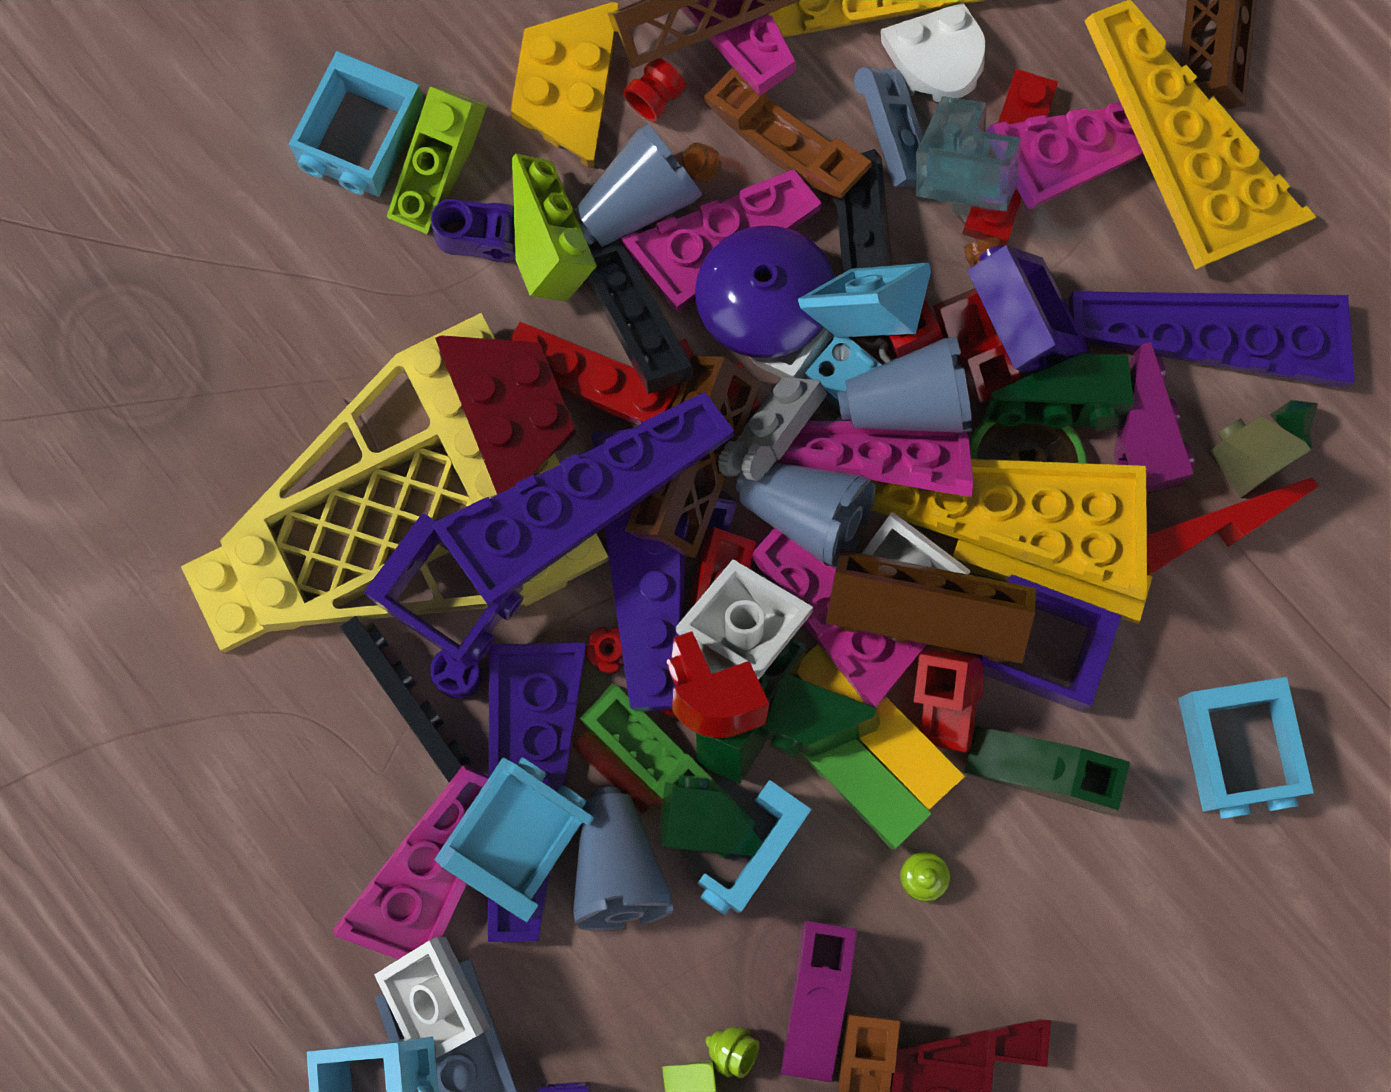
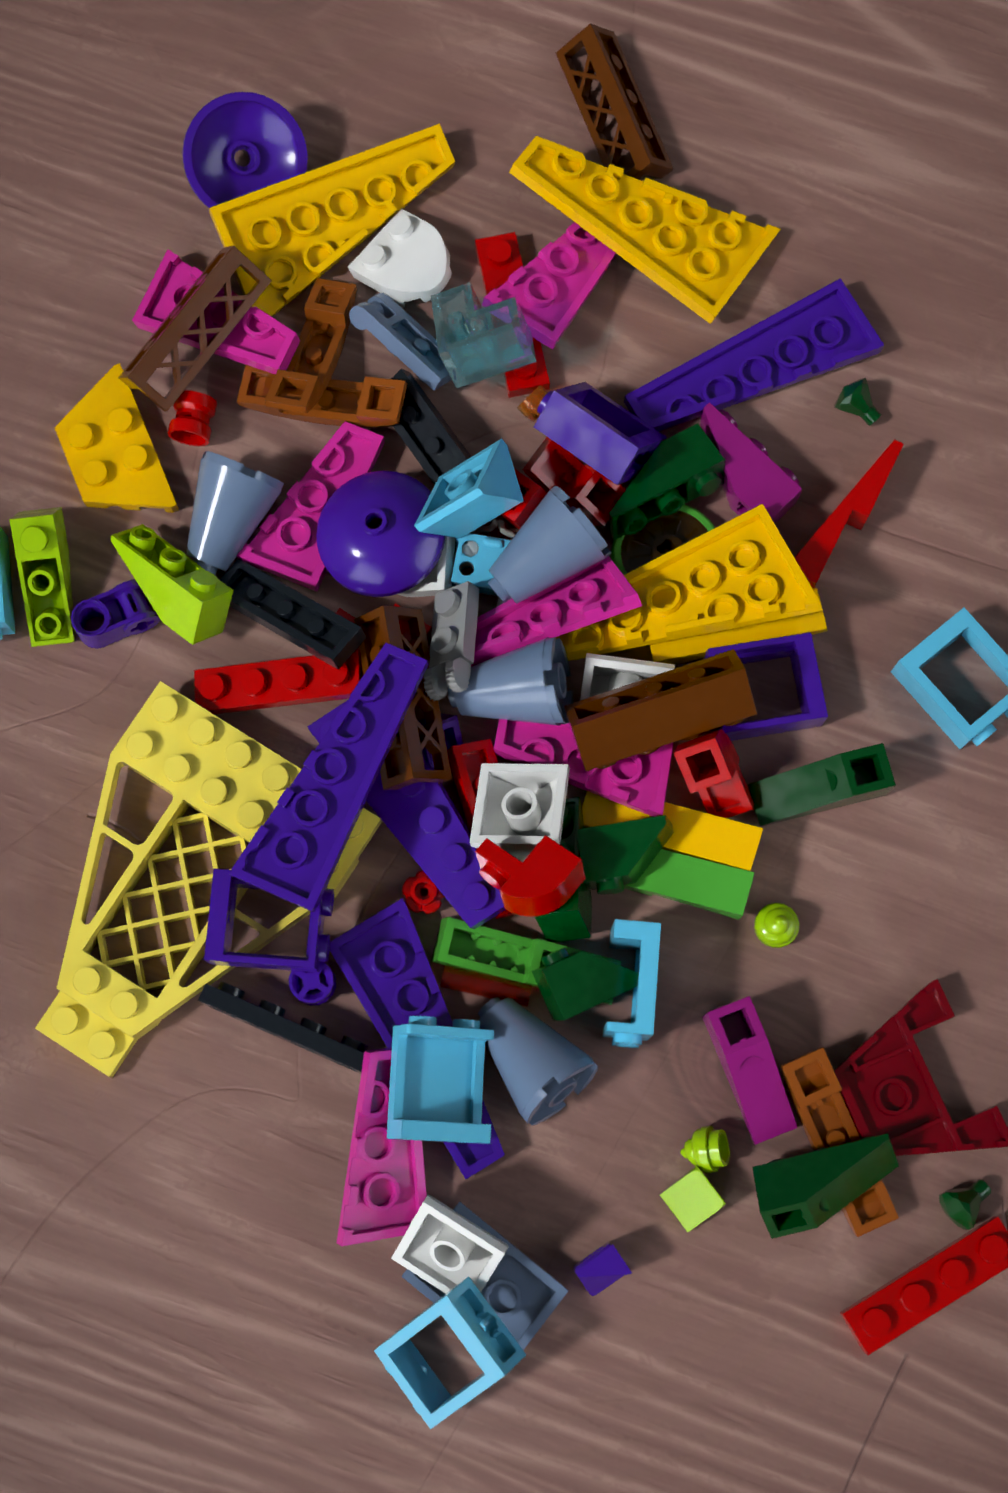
camera: 25 degrees left, 0 degrees up
(508, 404) = (229, 743): dark red wing -> none
(698, 156) = (261, 451): clear orange hinge -> none
(808, 89) = (319, 348): none -> dark orange slope
(1255, 453) = (840, 444): olive slope -> none

